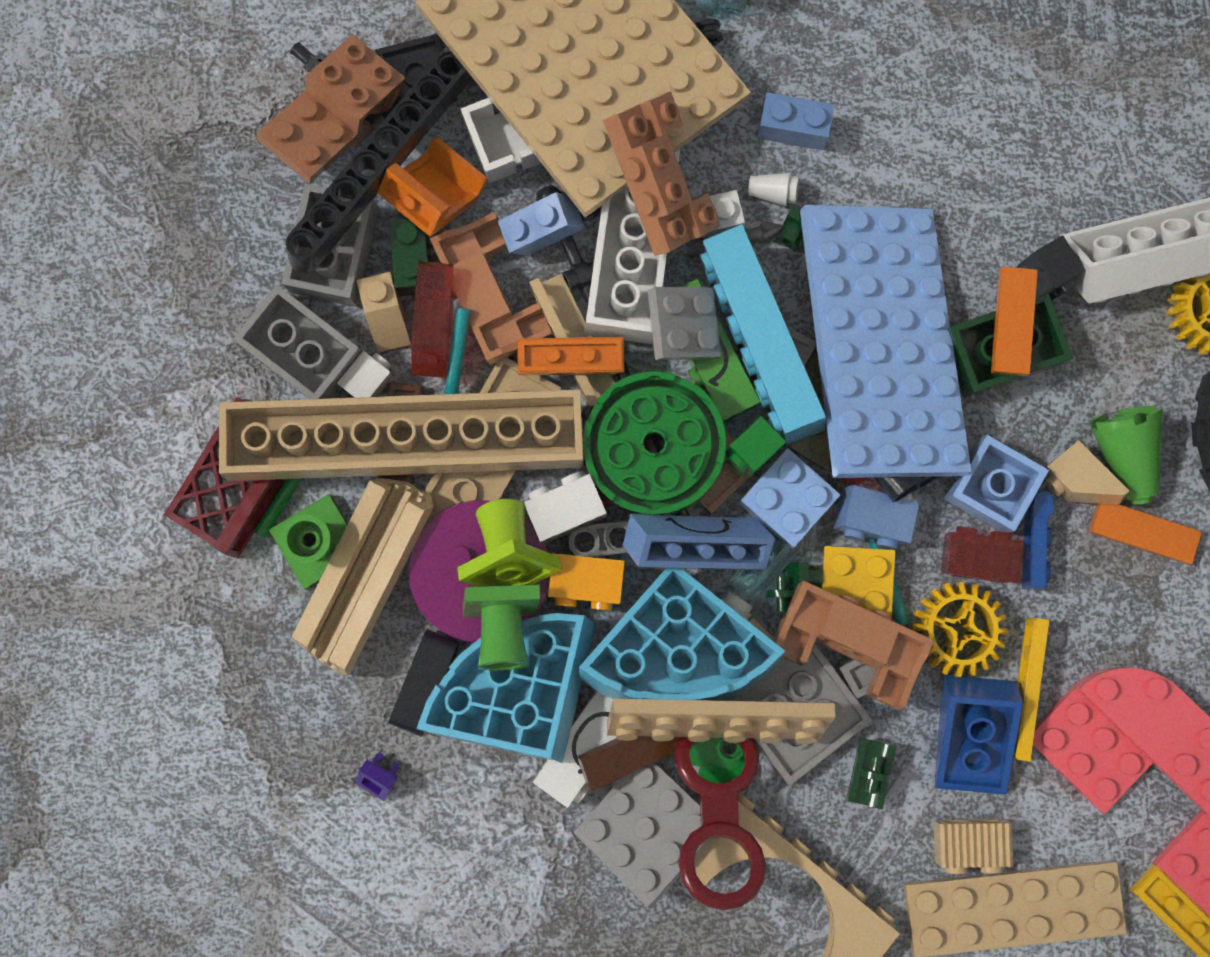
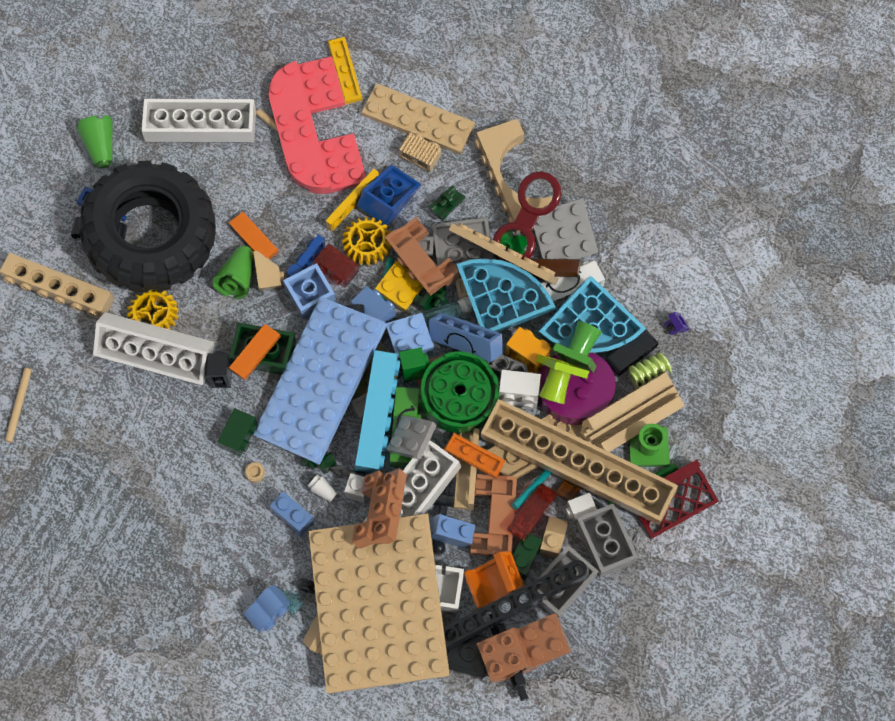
camera: 150 degrees left, 15 degrees down
(380, 666) = (648, 368): none -> yellowish green piece
(891, 158) = (255, 472): none -> tan tile
(956, 197) = (237, 432): none -> dark green brick

